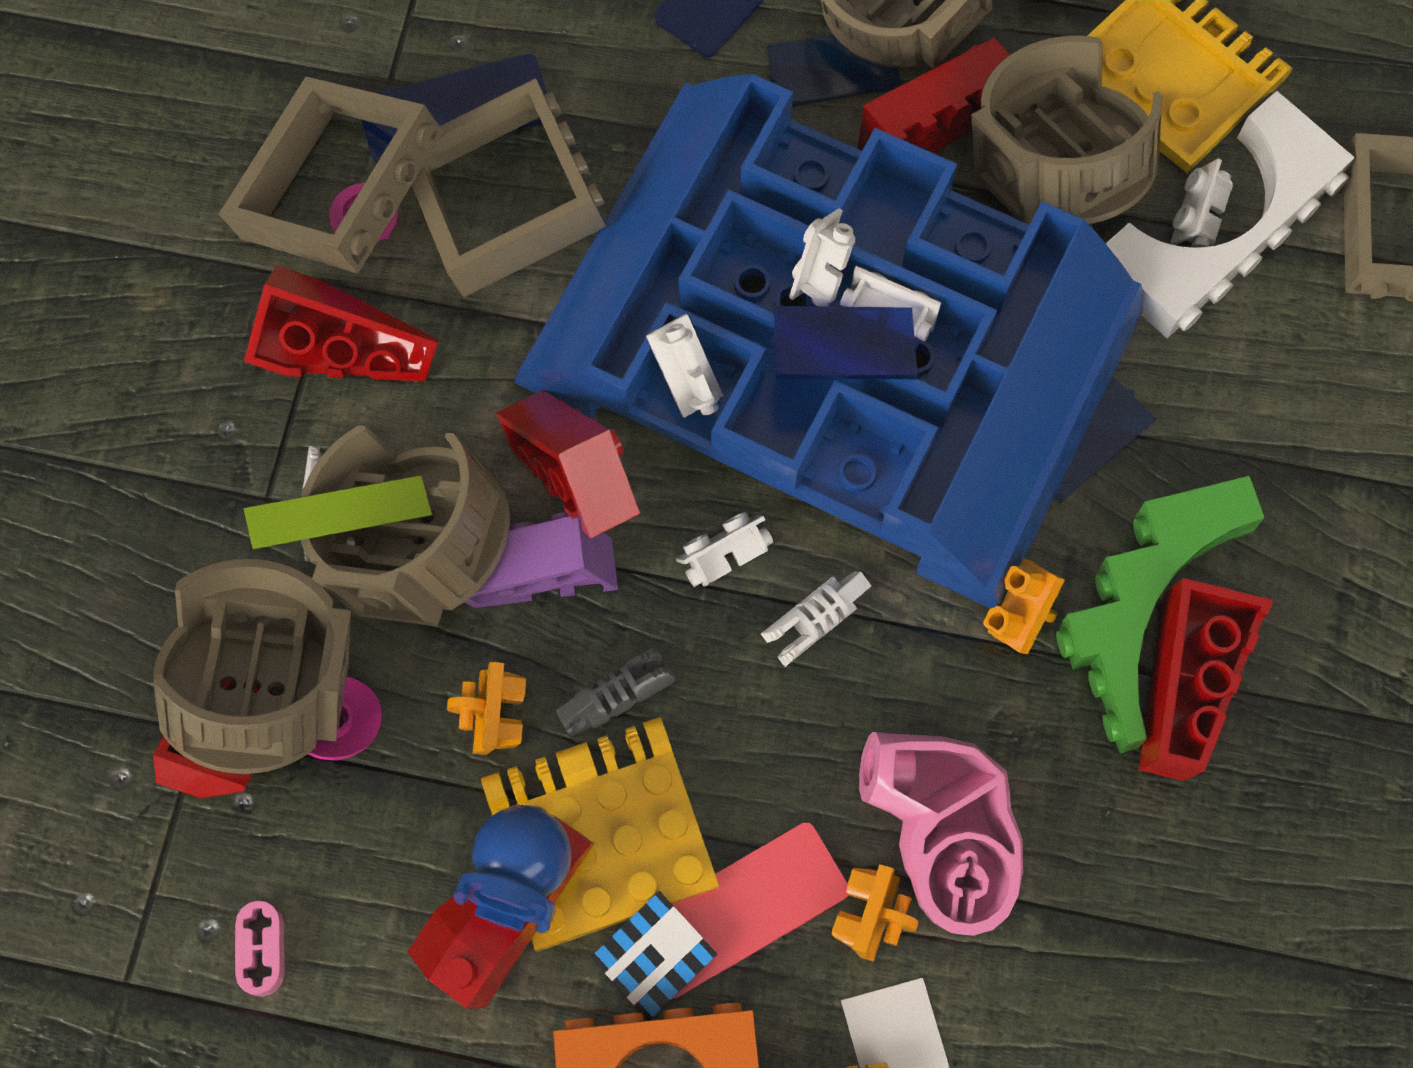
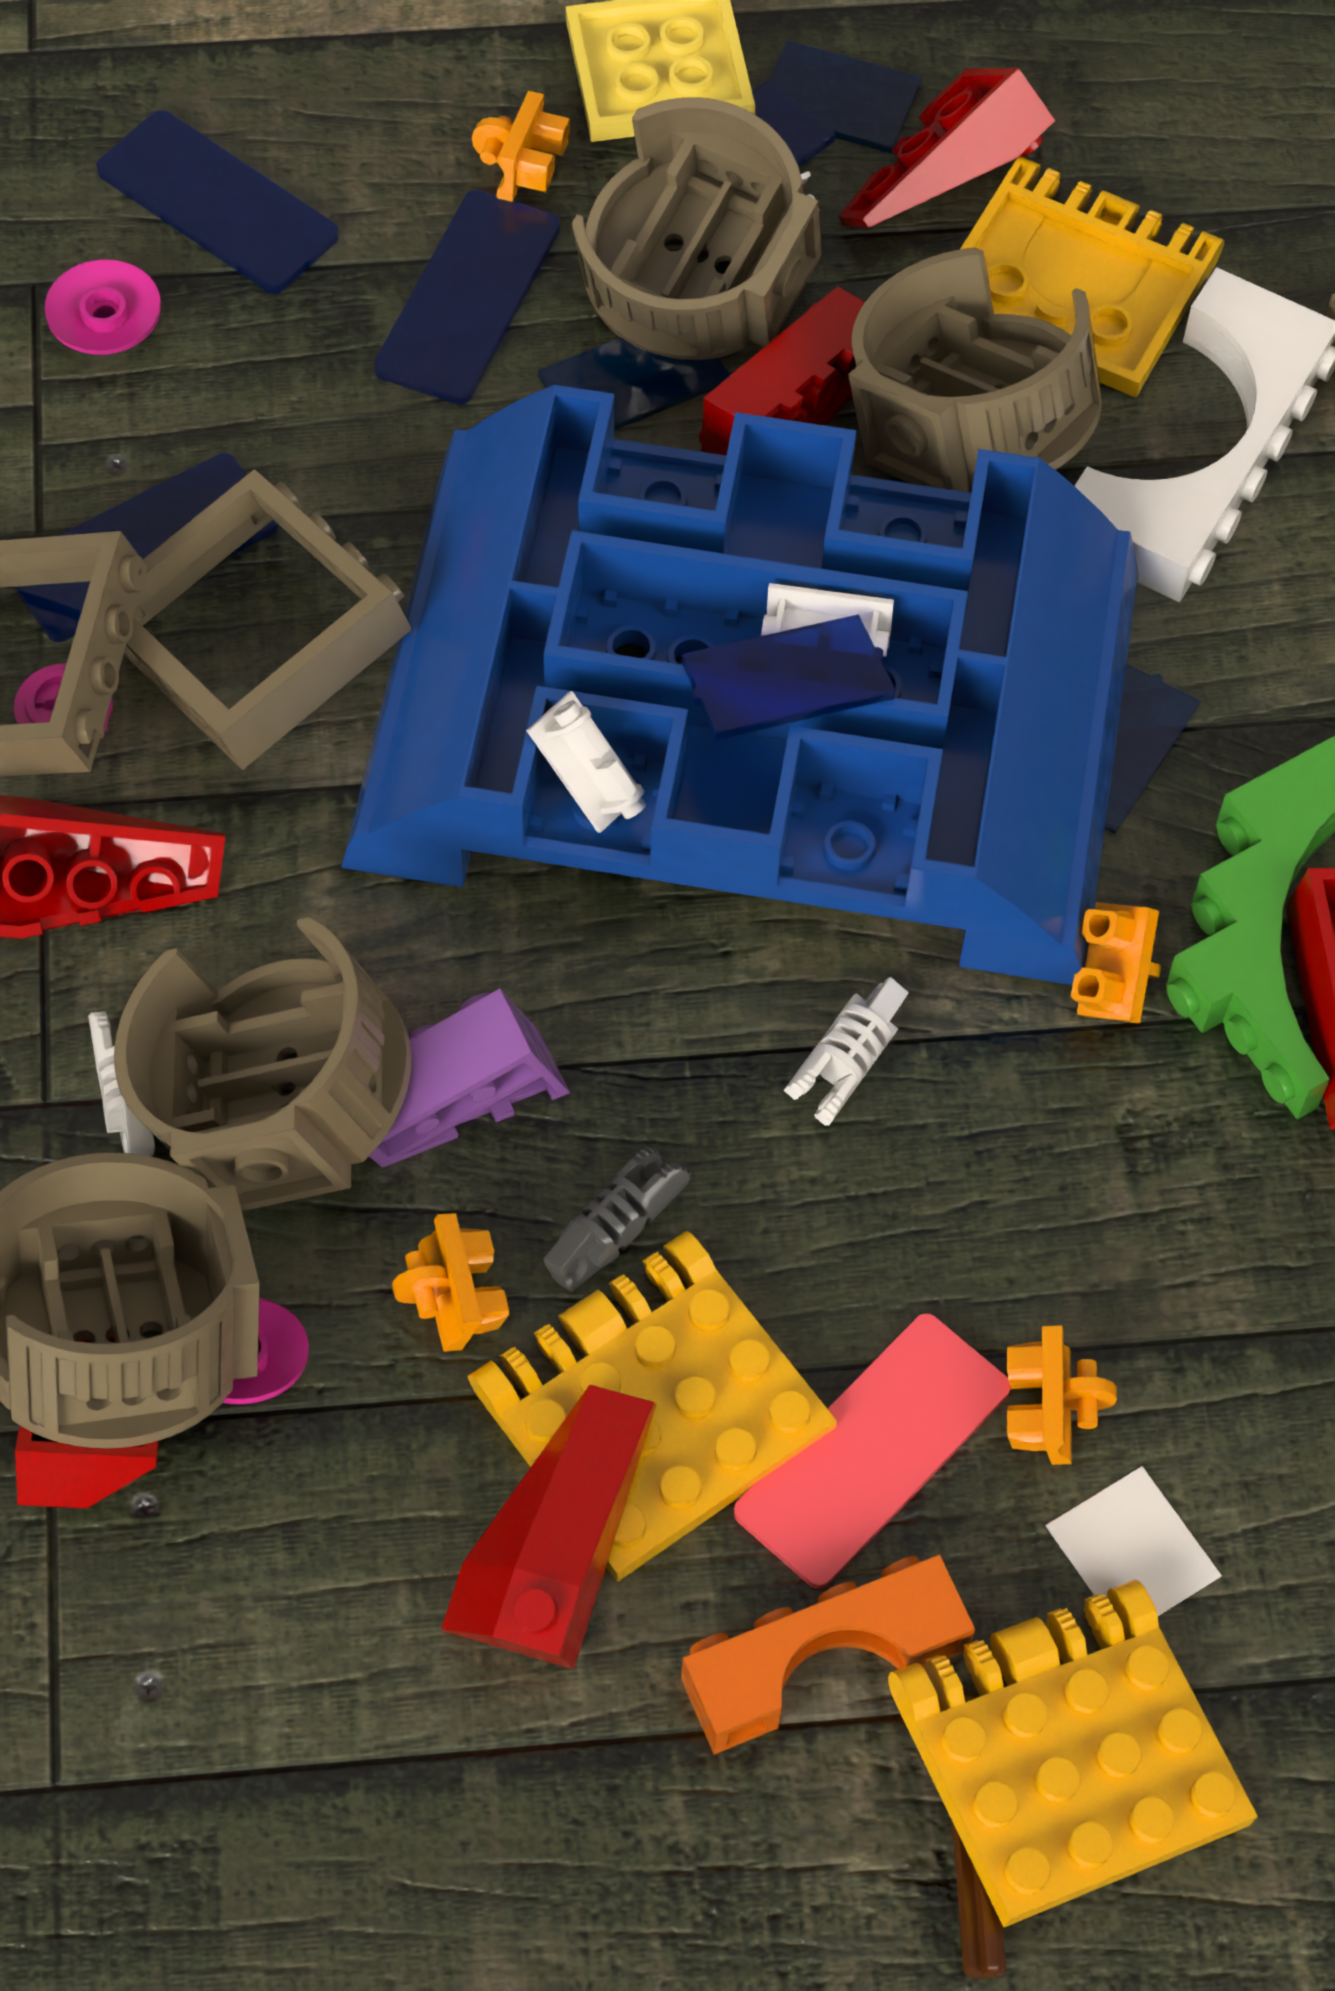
camera: 20 degrees left, 10 degrees down
(271, 948) = (218, 1687): bright pink beam -> none
(337, 512) = (171, 1068): lime sticker -> none
(518, 862) = (574, 1448): blue tile -> none
(572, 459) = (468, 919): red wedge -> none
(654, 955) = (779, 1533): sticker -> none
(739, 537) = (678, 1014): white hinge -> none
(826, 244) = (726, 559): white hinge -> none
(956, 826) = (1123, 1251): bright pink piece -> none
(1205, 191) = (1166, 413): white hinge -> none

